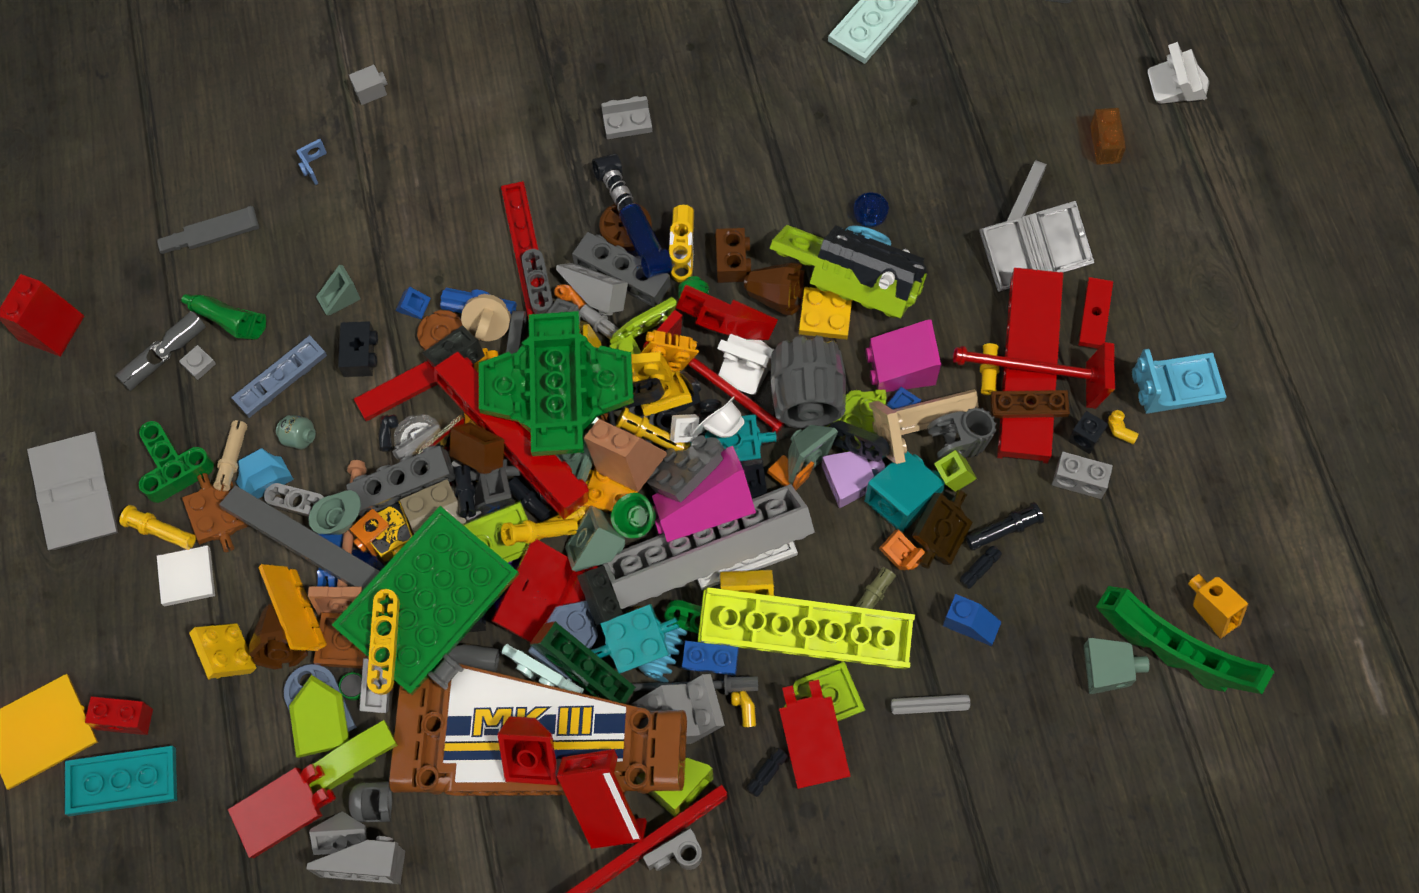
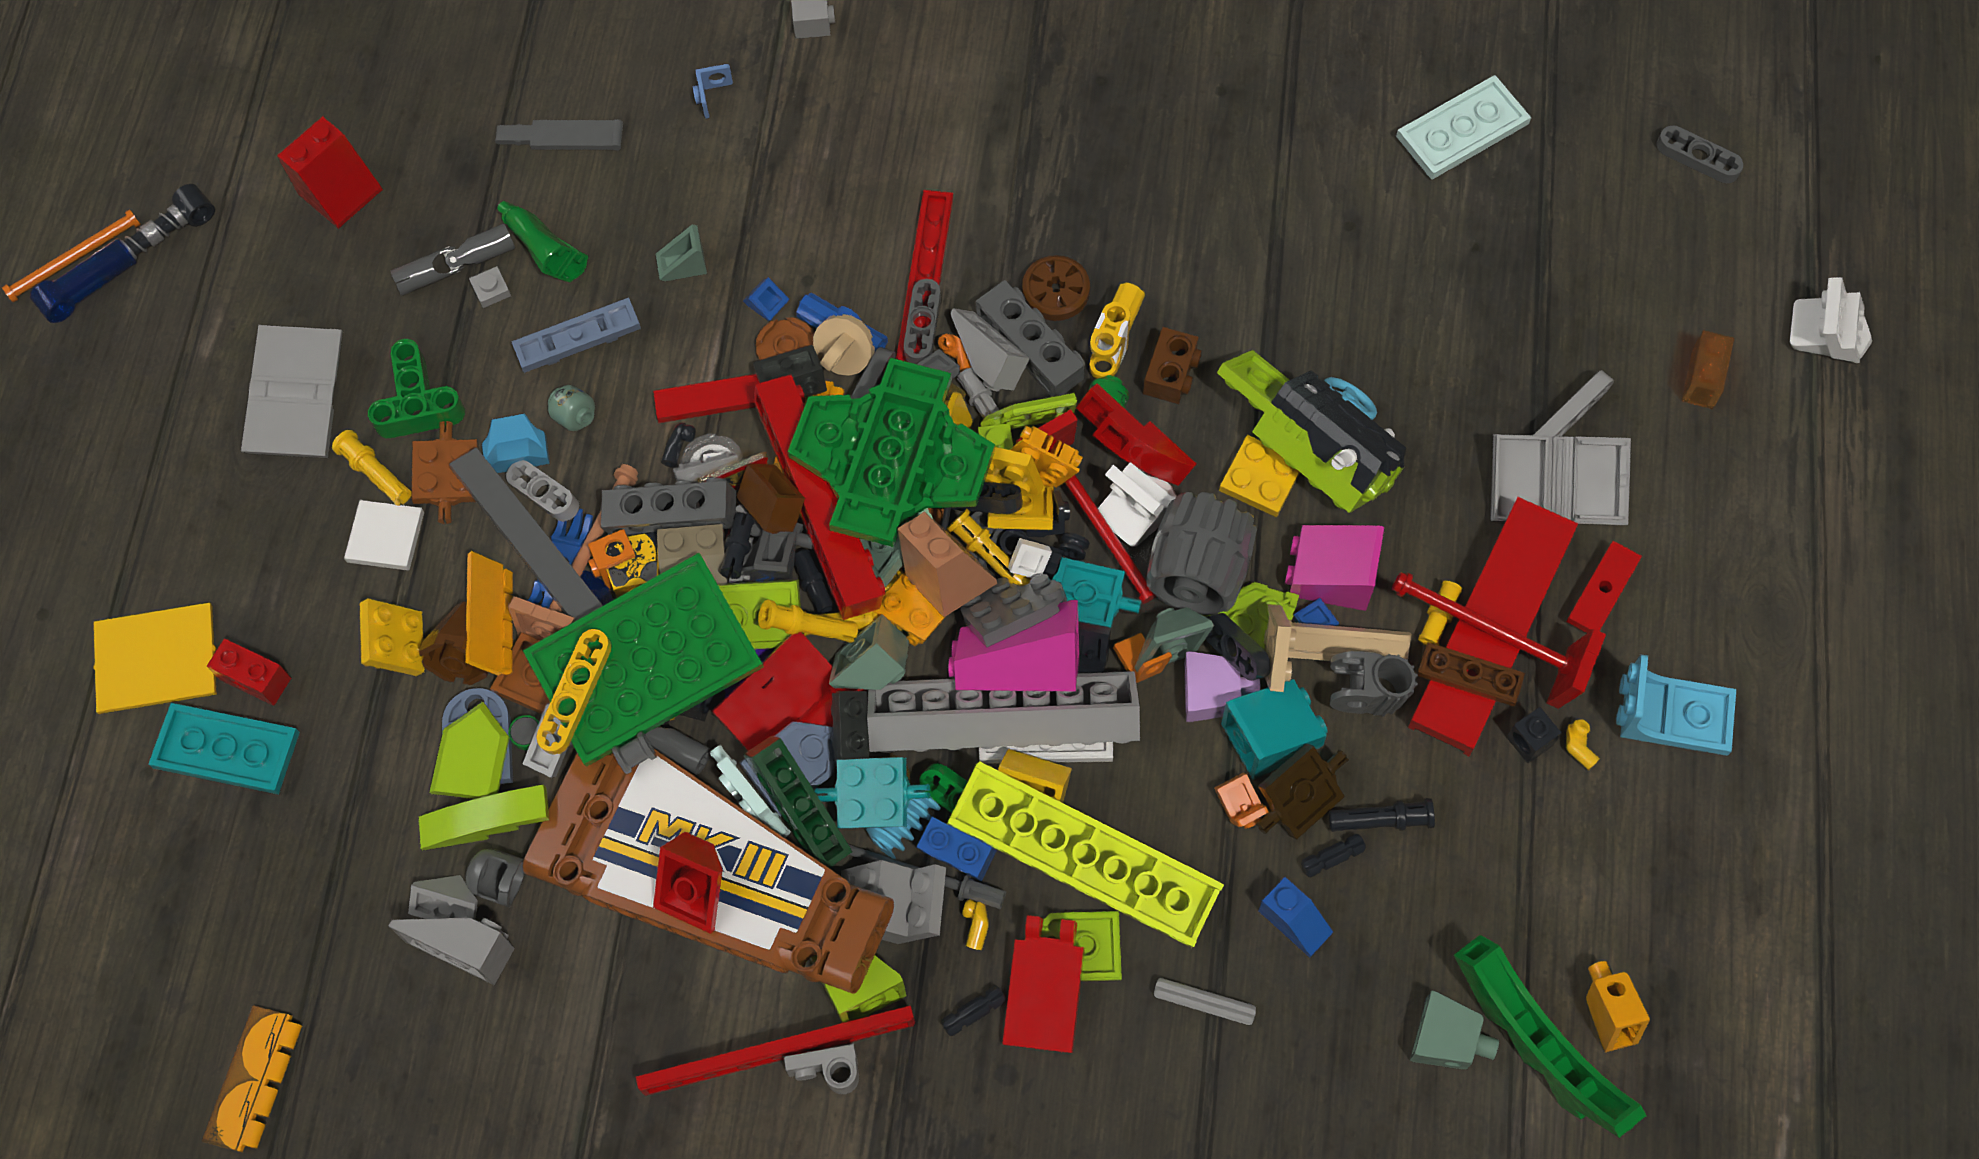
camera: 20 degrees right, 0 degrees up
(228, 463) = (479, 419): tan pin -> none
(279, 809) = (388, 846): tile -> none
(335, 513) = (576, 520): sand green piece -> none
(357, 349) = (679, 332): black brick -> none
(599, 800) = (753, 969): red panel -> none
(626, 117) = (1108, 154): light grey bracket -> none
(633, 515) = (925, 644): green helmet -> none
(653, 258) = (1070, 336): clear blue piece -> none
(723, 422) = (1077, 567): white piece -> none
(777, 286) = (1213, 423): reddish brown cone -> none
(870, 209) = (1367, 365): clear blue plate -> none
(875, 591) = (1191, 838): olive pin -> none
(955, 471) = (1345, 725): lime brick -> none
(1082, 475) = (1505, 785): light grey brick -> none

